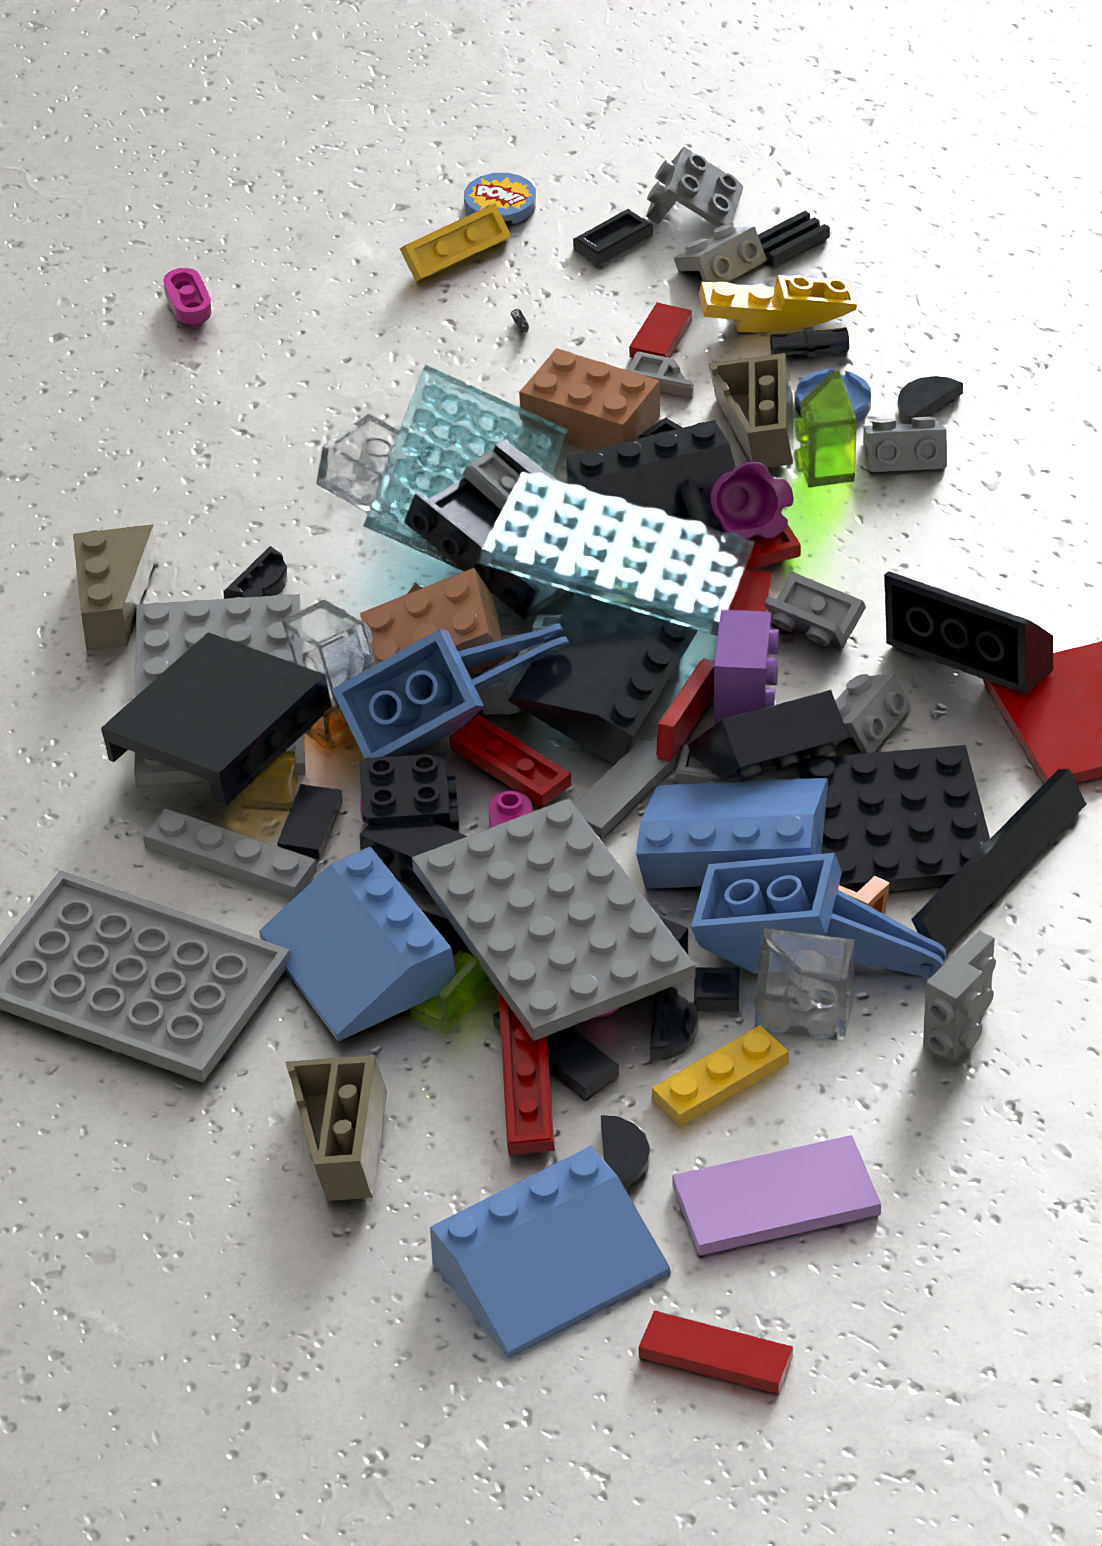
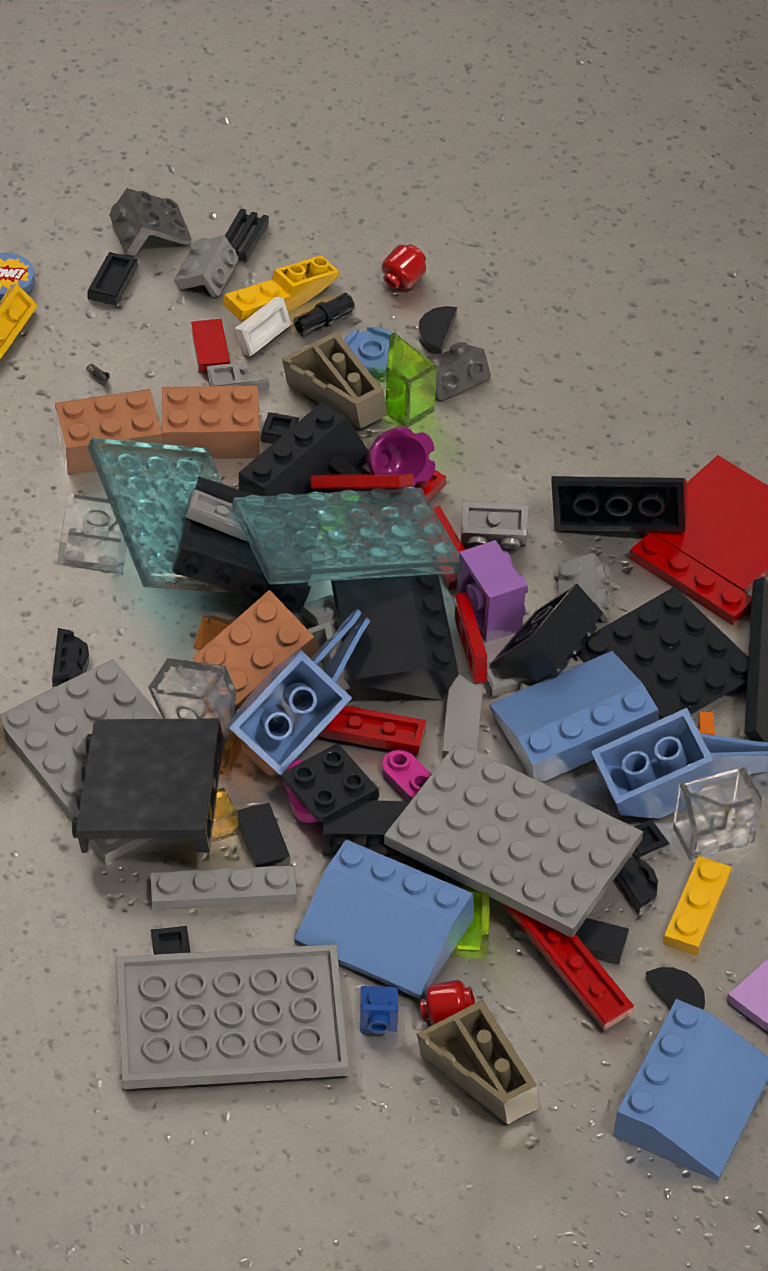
camera: 35 degrees left, 5 degrees up
(134, 880) = (170, 940): none -> black tile
(286, 1032) = (378, 1009): none -> blue bracket
(358, 1041) = (445, 1000): none -> red head
(479, 360) = (113, 417): none -> nougat brick
(690, 510) = (362, 481): none -> red tile
(727, 331) = (263, 326): none -> white tile
(934, 323) = (403, 267): none -> red head
(997, 743) = (691, 578): none -> red plate

